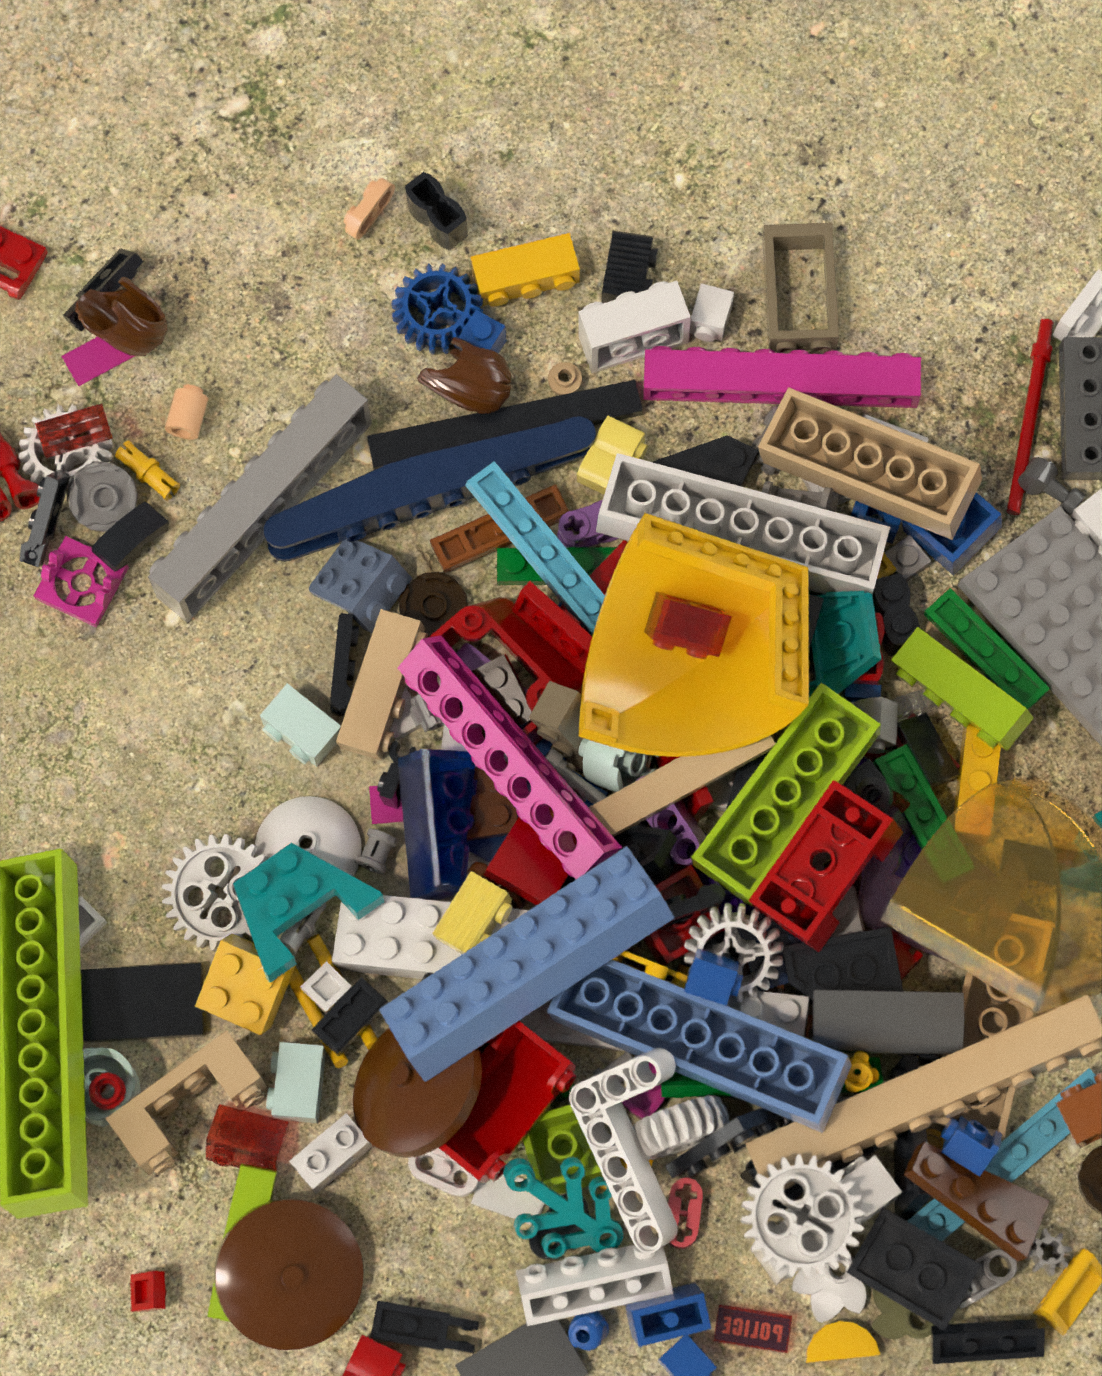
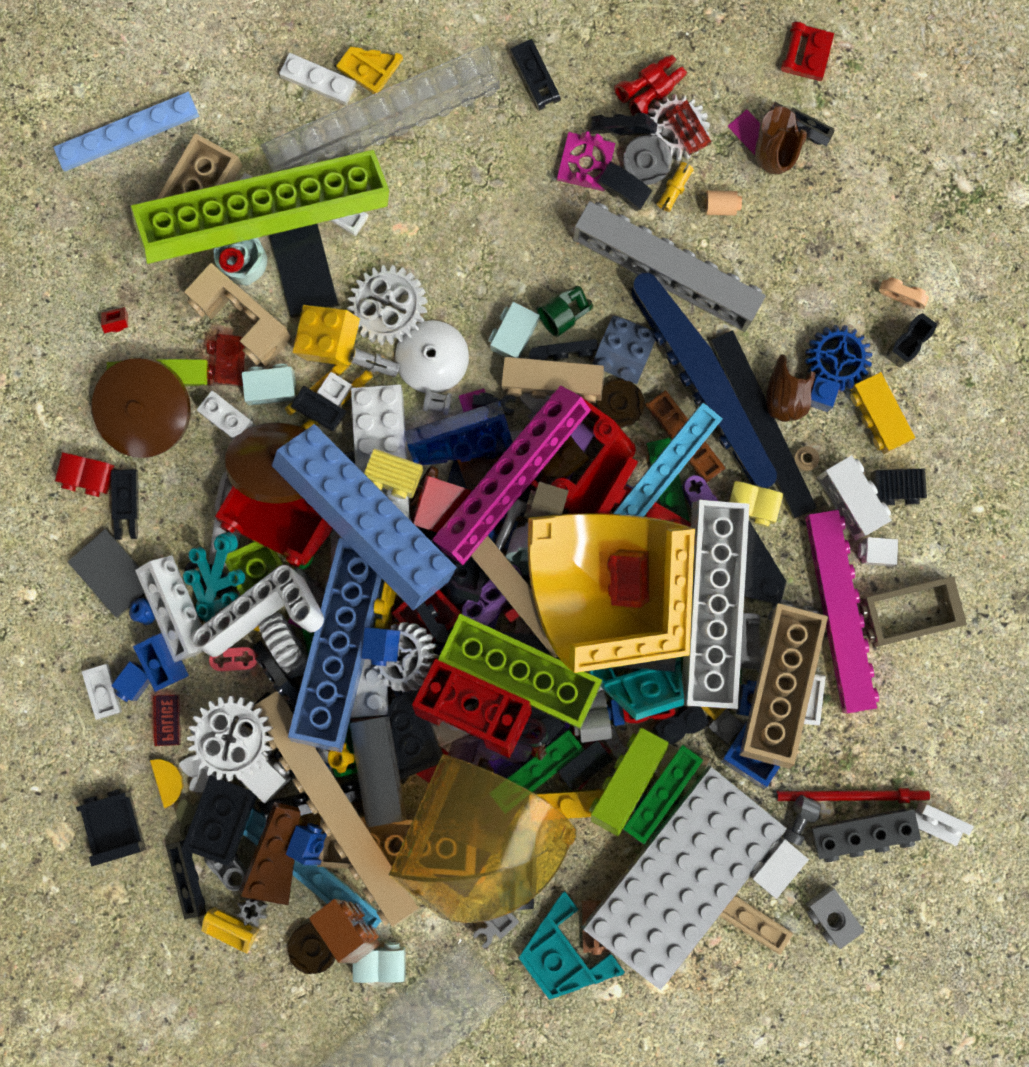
camera: 75 degrees right, 10 degrees up
(288, 890) = (390, 346): teal wing -> none
(289, 656) = (556, 313): none -> dark green piece

